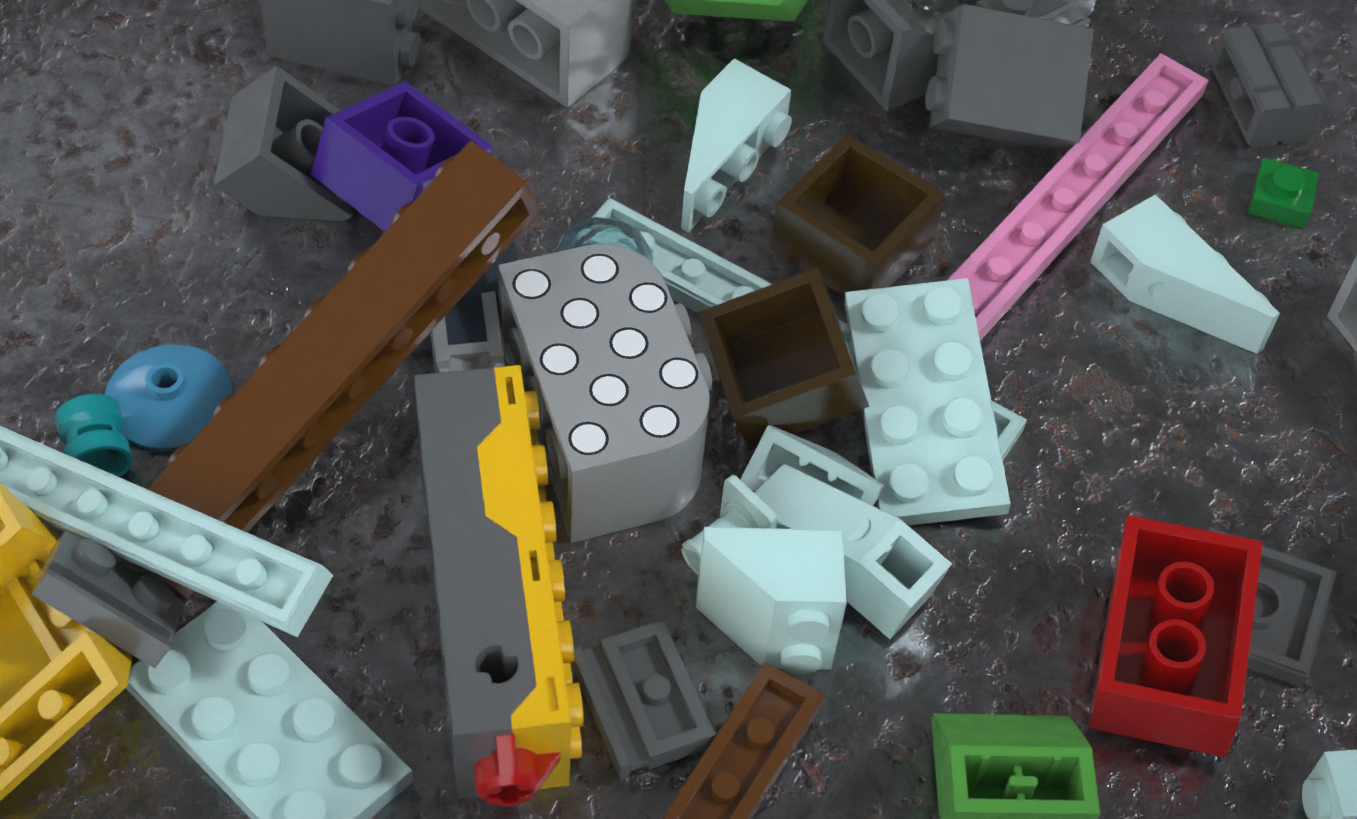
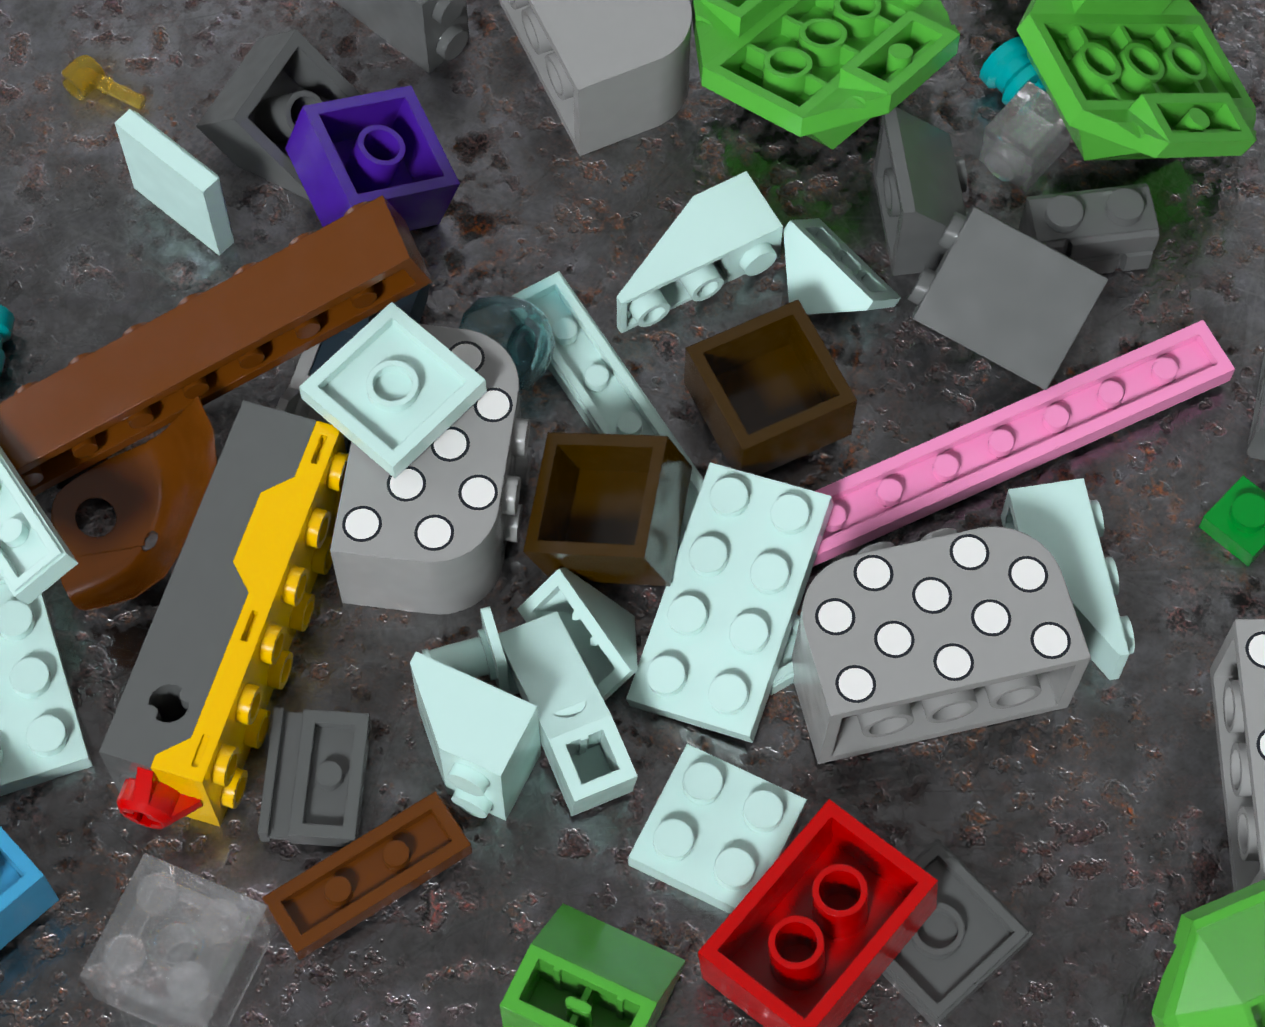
camera: 30 degrees right, 10 degrees up
(77, 181) = (86, 74): none -> clear yellow hand
(170, 416) = (53, 340): dark azure dish -> none
(224, 232) = (175, 181): none -> light aqua tile
(363, 497) = (150, 490): none -> reddish brown piece
(557, 310) = (393, 389): none -> light aqua plate
(830, 120) = (828, 273): none -> light aqua slope
(1025, 601) = (715, 829): none -> light aqua plate
(1122, 362) = (934, 640): none -> light grey brick

